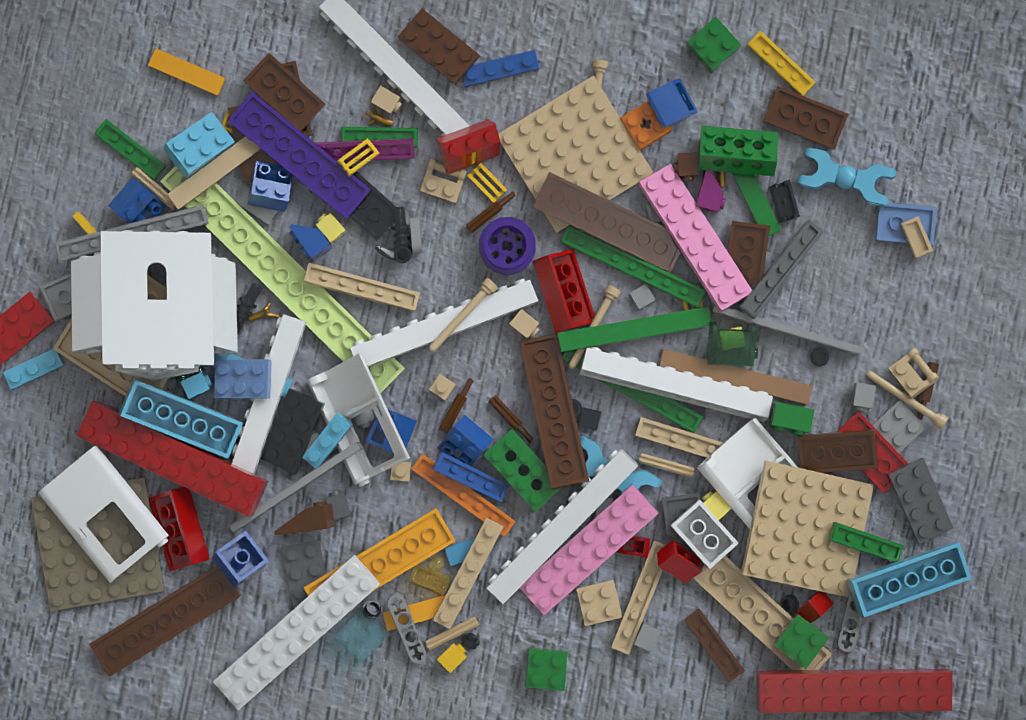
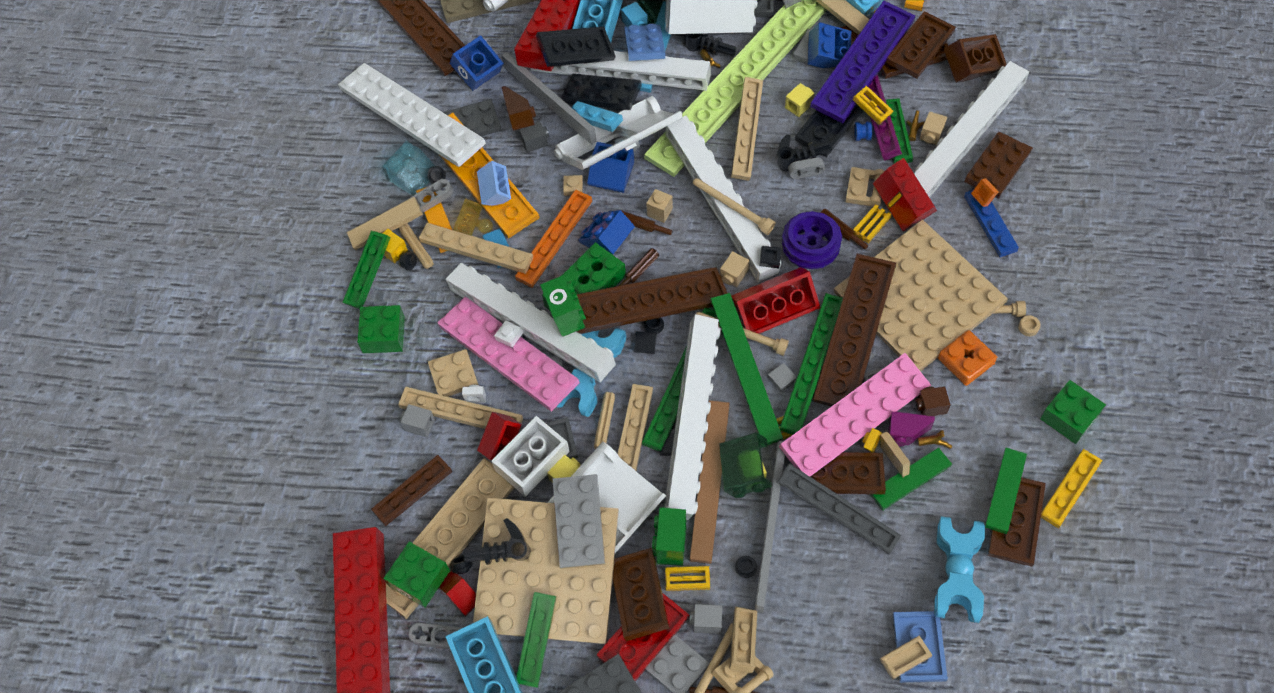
camera: 90 degrees right, 25 degrees down
(180, 520) = (502, 22): red slope -> none
(252, 451) = (575, 46): none -> black tile
(307, 39) = (974, 57): none -> reddish brown slope
(312, 240) = (782, 80): blue slope -> none
(379, 171) = (862, 131): none -> blue wheel
(401, 550) = (493, 184): none -> light blue brick
(426, 662) = (389, 220): none -> tan tile
(470, 477) = (572, 237): blue plate -> none
(477, 70) = (984, 192): none -> orange plate
(479, 681) = (366, 269): none -> green tile
(523, 288) = (770, 257): none -> black tile
(572, 490) = (564, 305): none -> green brick
(575, 546) = (508, 334): none -> white plate
(618, 60) = (1029, 325): none -> tan tile
(625, 583) = (474, 394): none -> white plate
(636, 546) = (514, 400): red slope -> none
(671, 103) = (997, 373): blue slope -> none
(719, 228) = (871, 440): none -> yellow plate
(732, 211) = (895, 454): none -> tan tile
(738, 151) = (962, 446): green brick -> none
(776, 496) = (578, 521): none -> light grey plate
(782, 122) = (1005, 490): none -> green tile
(784, 201) = (916, 508): black hinge -> none
(795, 565) = (502, 551): none -> black piece
(830, 413) = (687, 586): none -> yellow tile
(885, 368) = (743, 640): none -> tan tile

